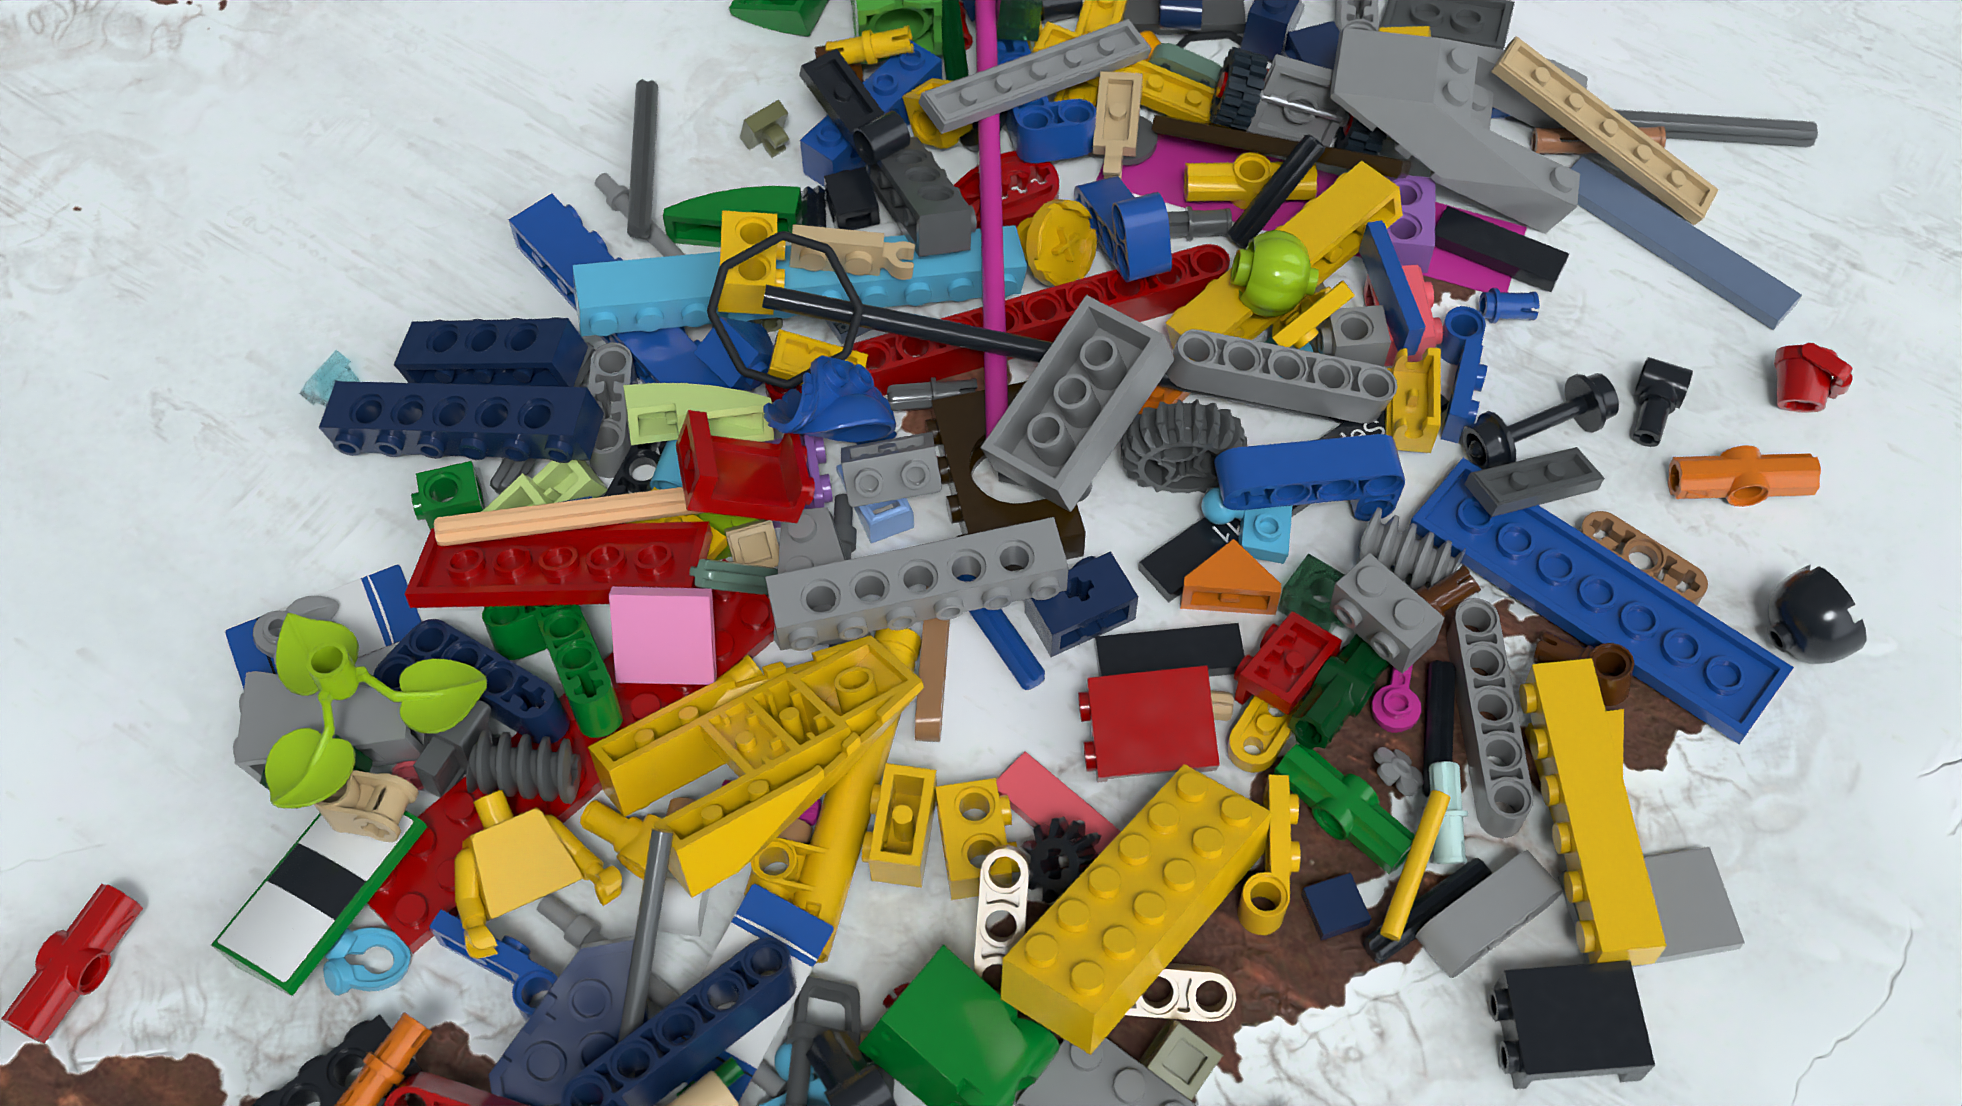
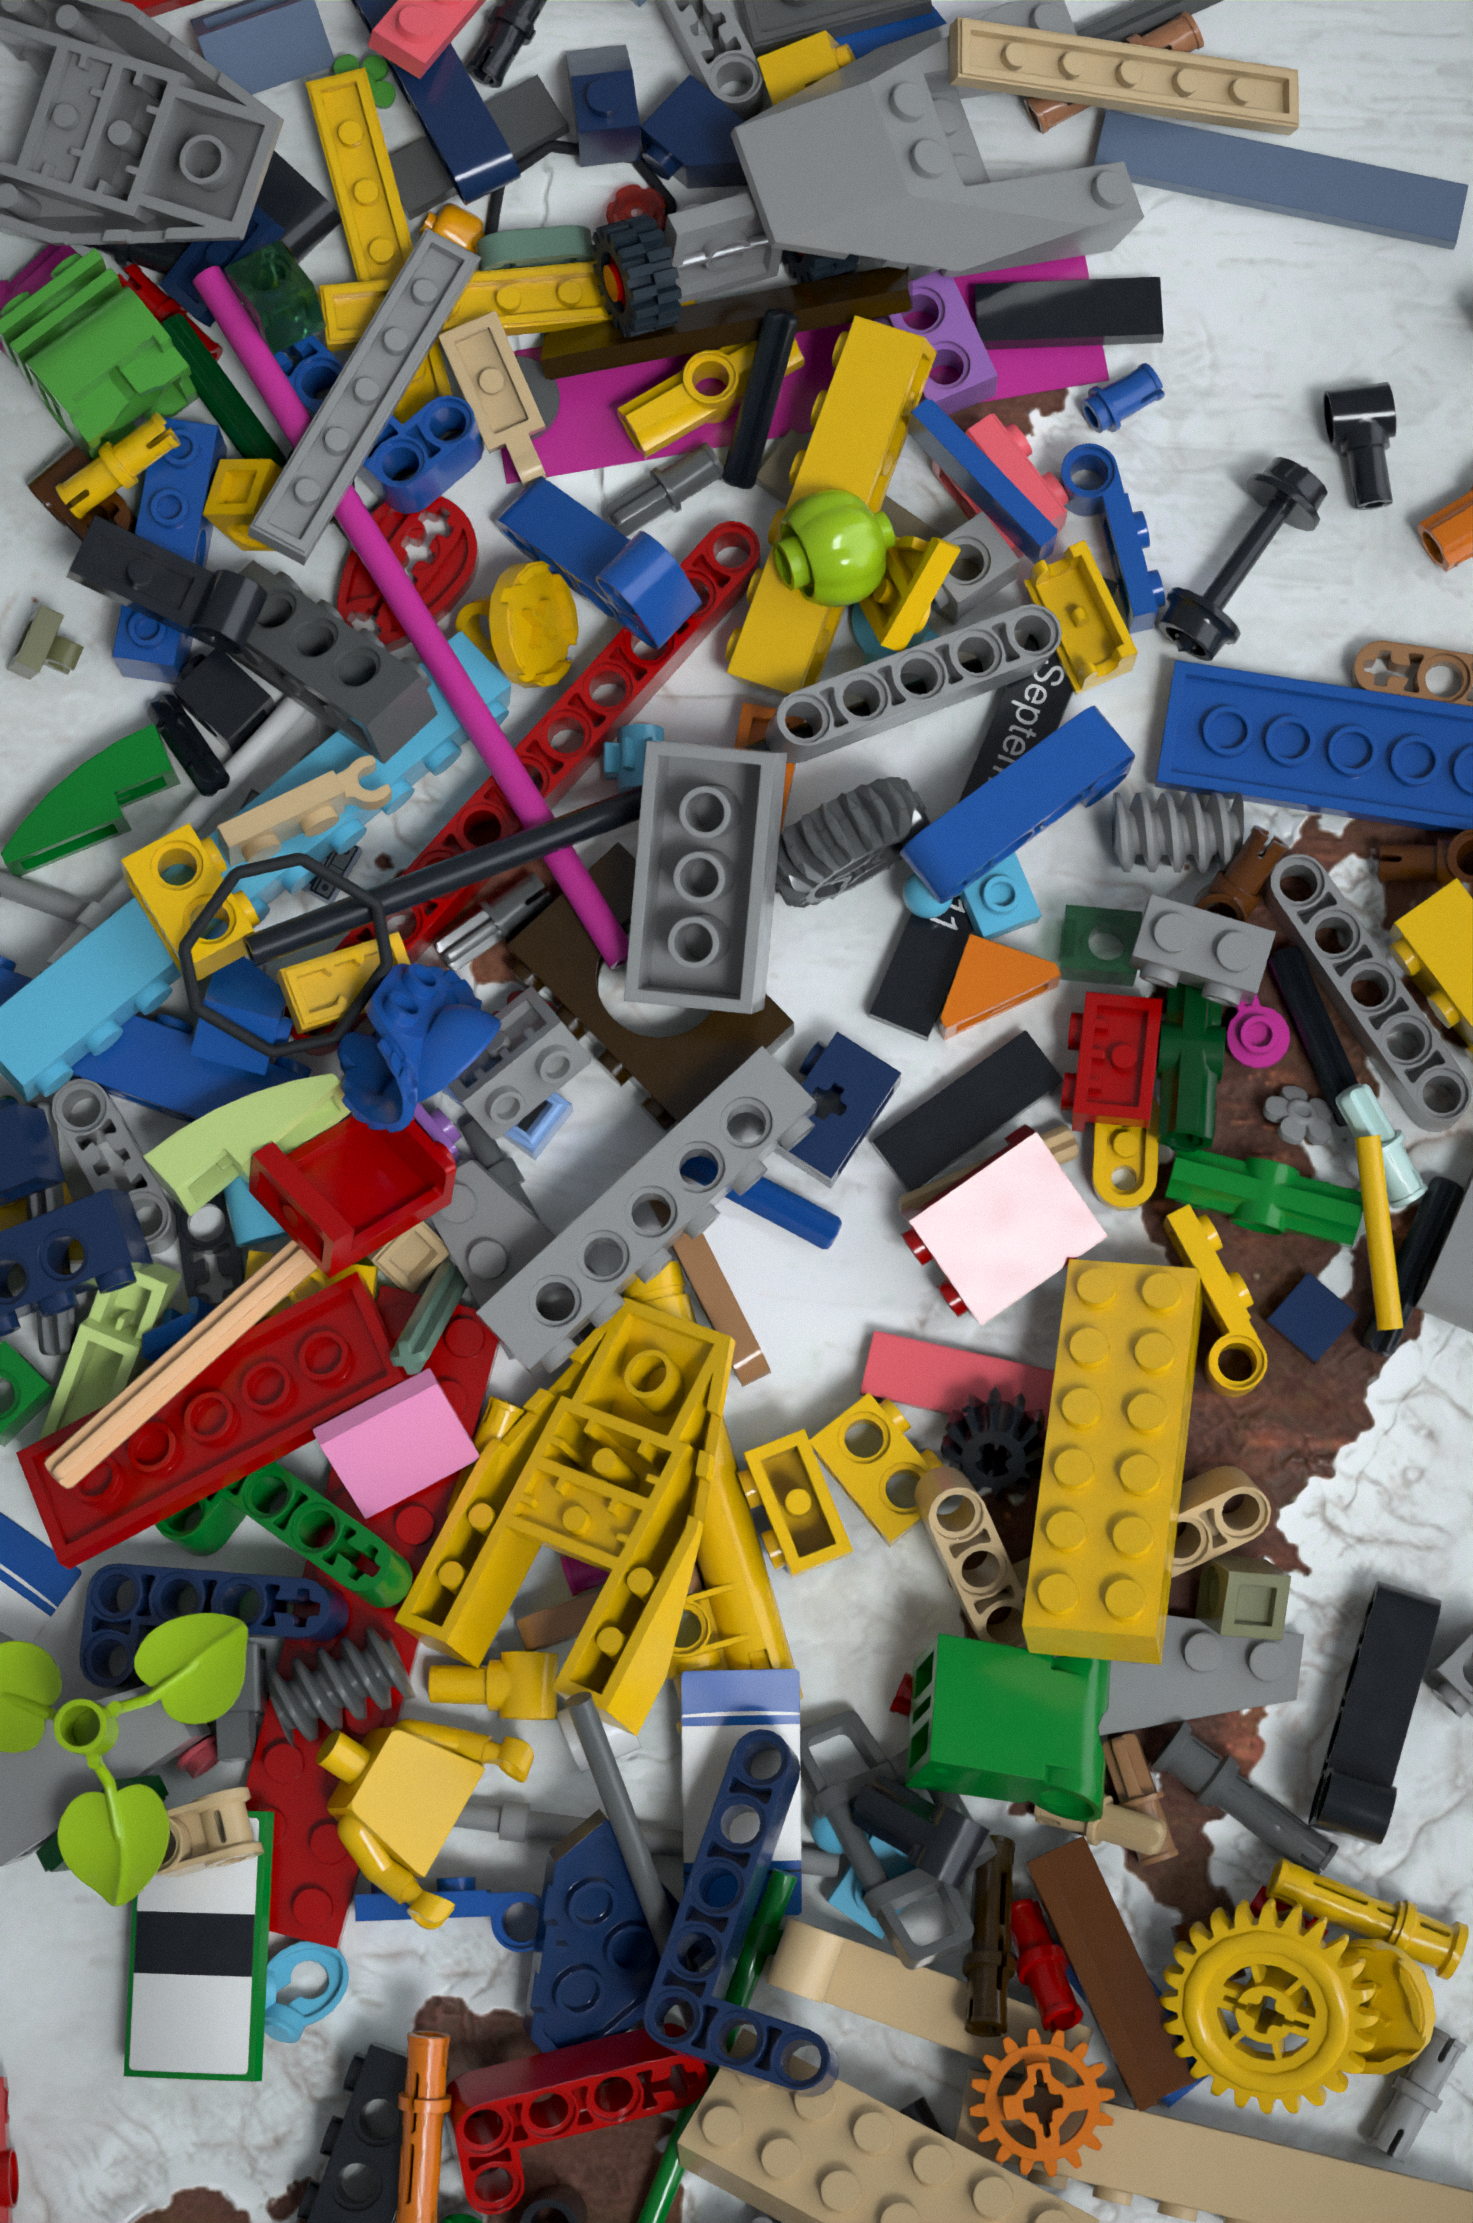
camera: 25 degrees left, 20 degrees up
(1534, 481) = (1274, 649): dark grey tile -> none

